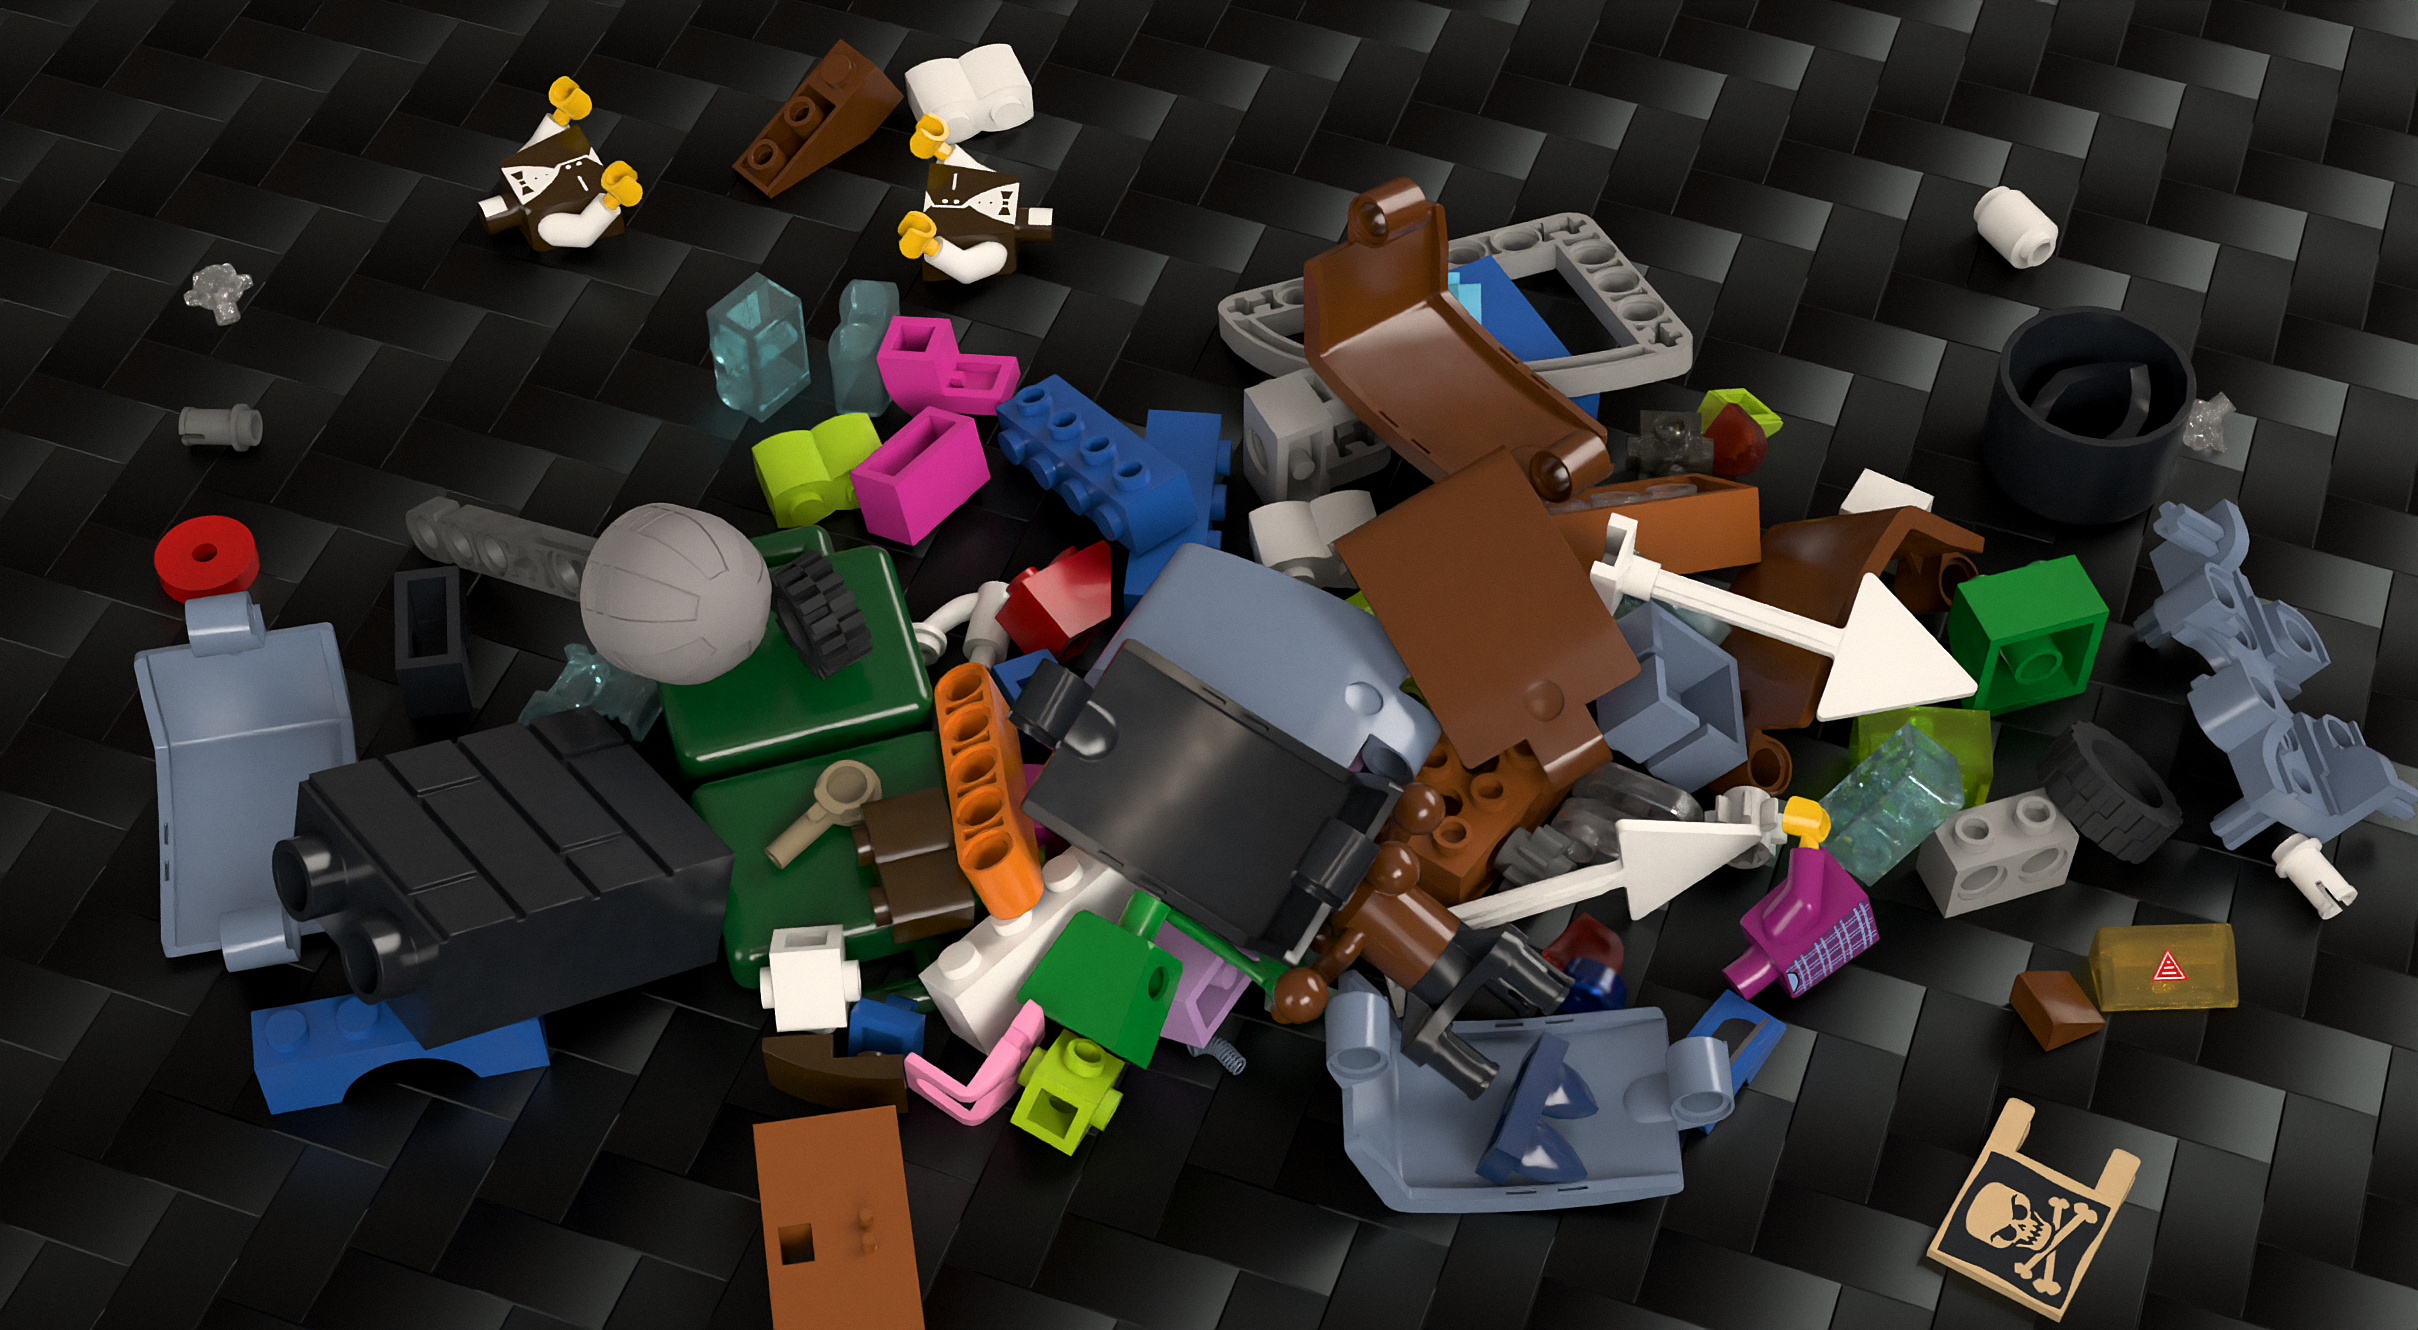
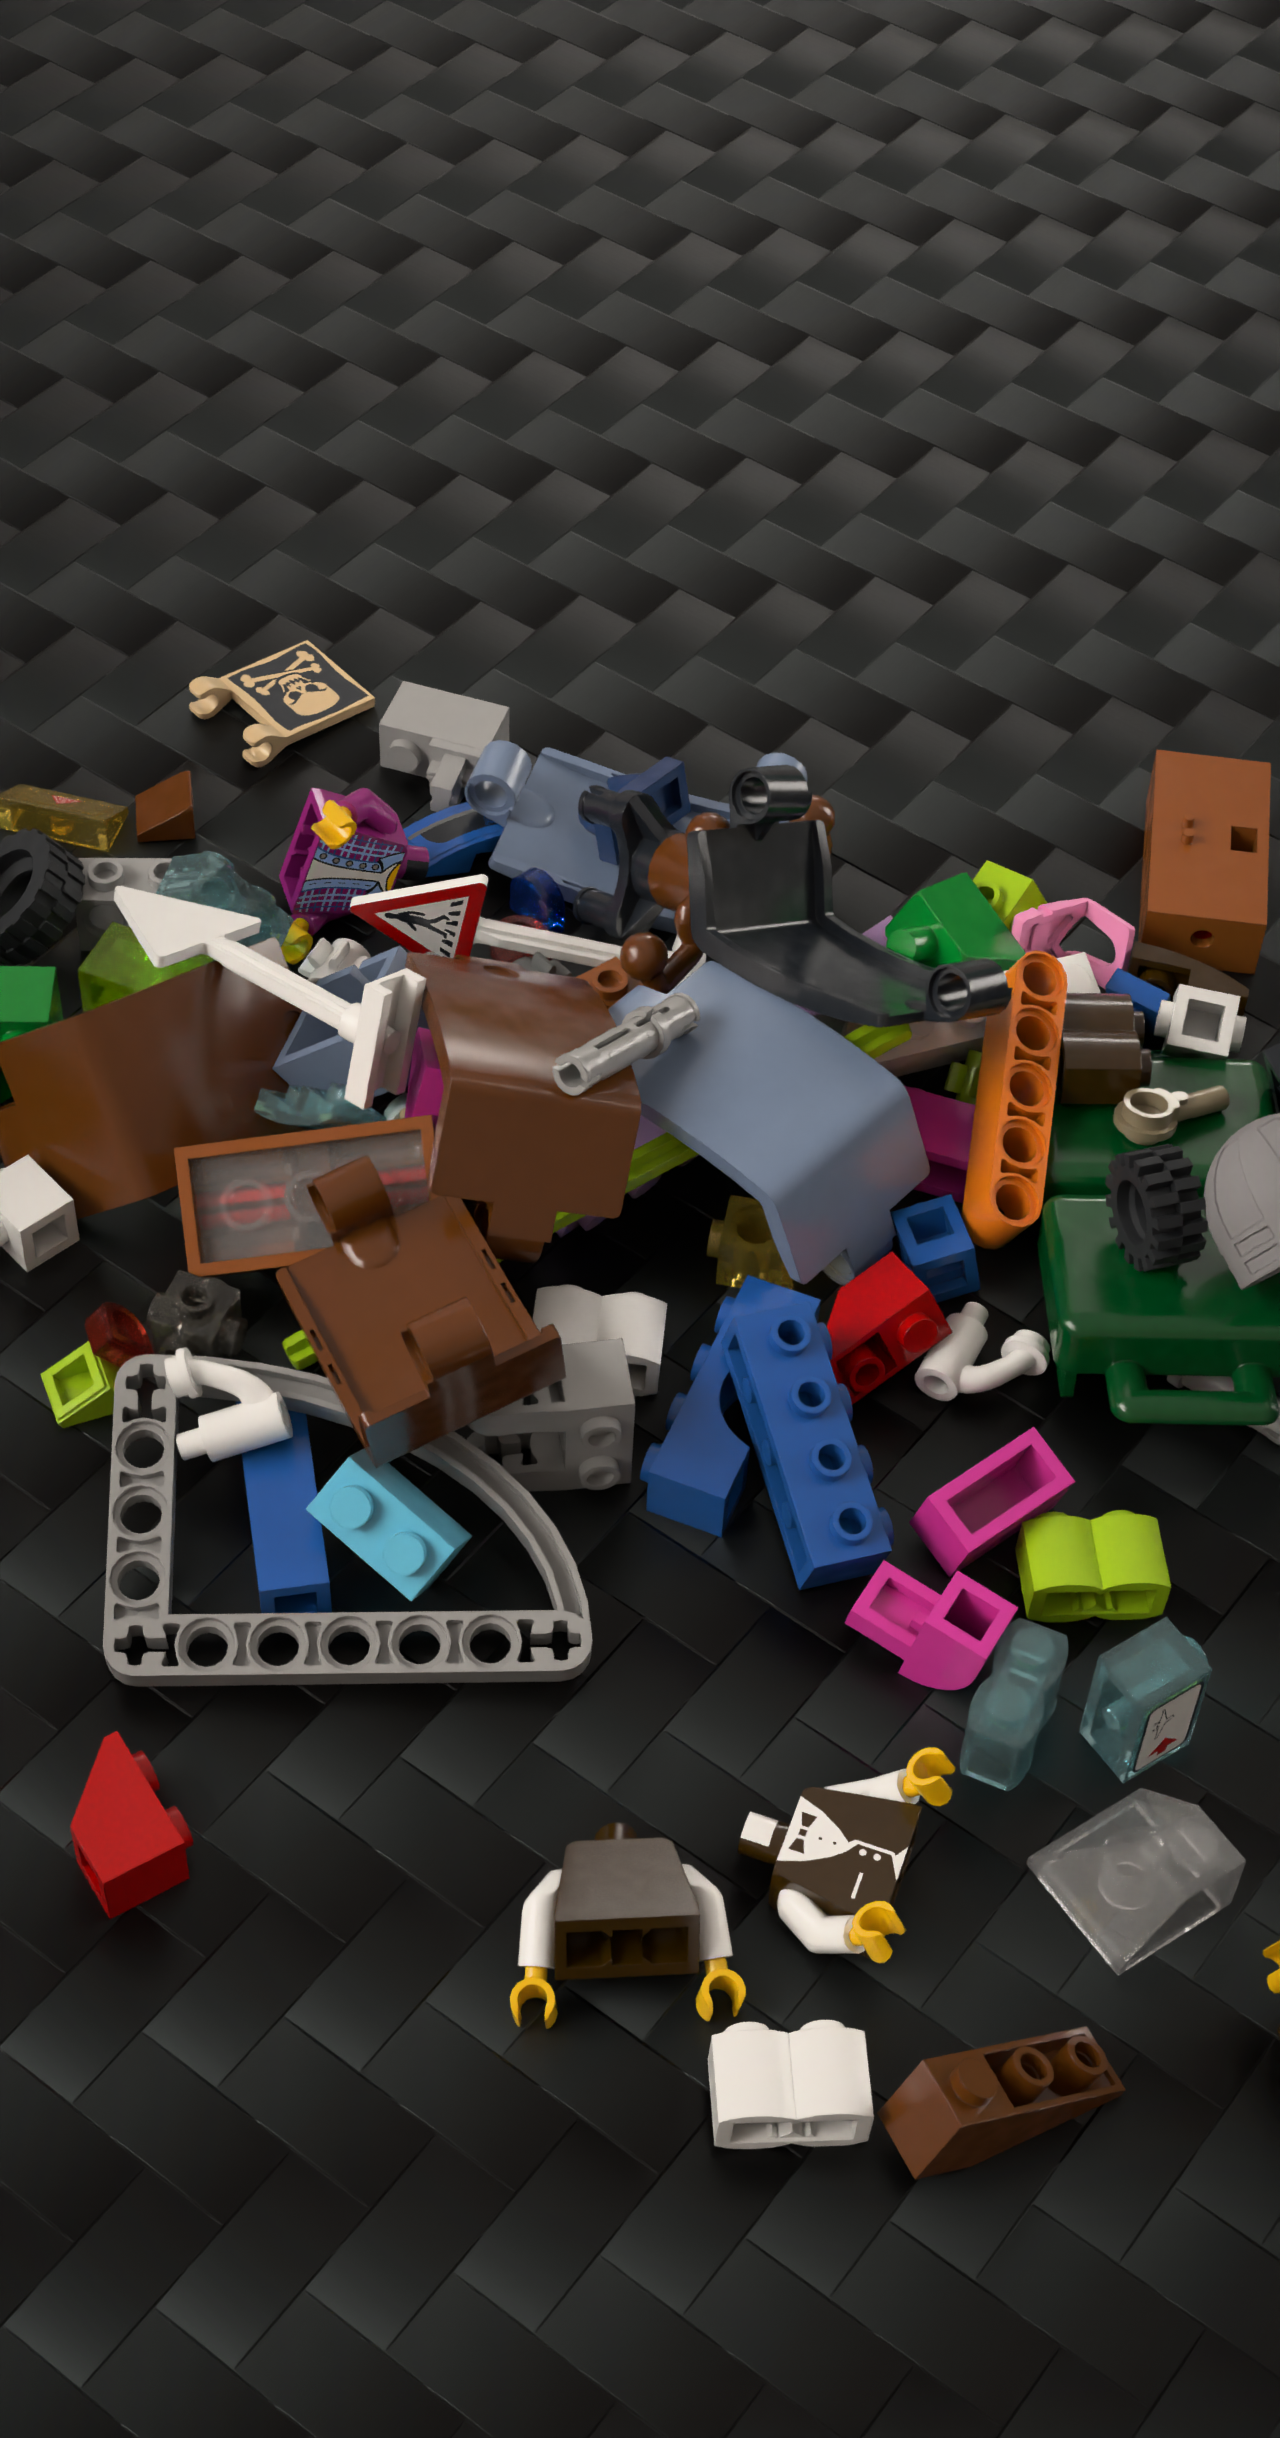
camera: 165 degrees left, 0 degrees up
(720, 256) = (1140, 1874): none -> clear slope
(1117, 145) = (624, 1913): none -> dark brown torso
(1362, 610) = (641, 1035): none -> light grey pin
(1502, 122) = (124, 1834): none -> red slope
(1587, 333) = (235, 1429): none -> white plant
(1801, 1179) = (439, 737): none -> light grey hinge

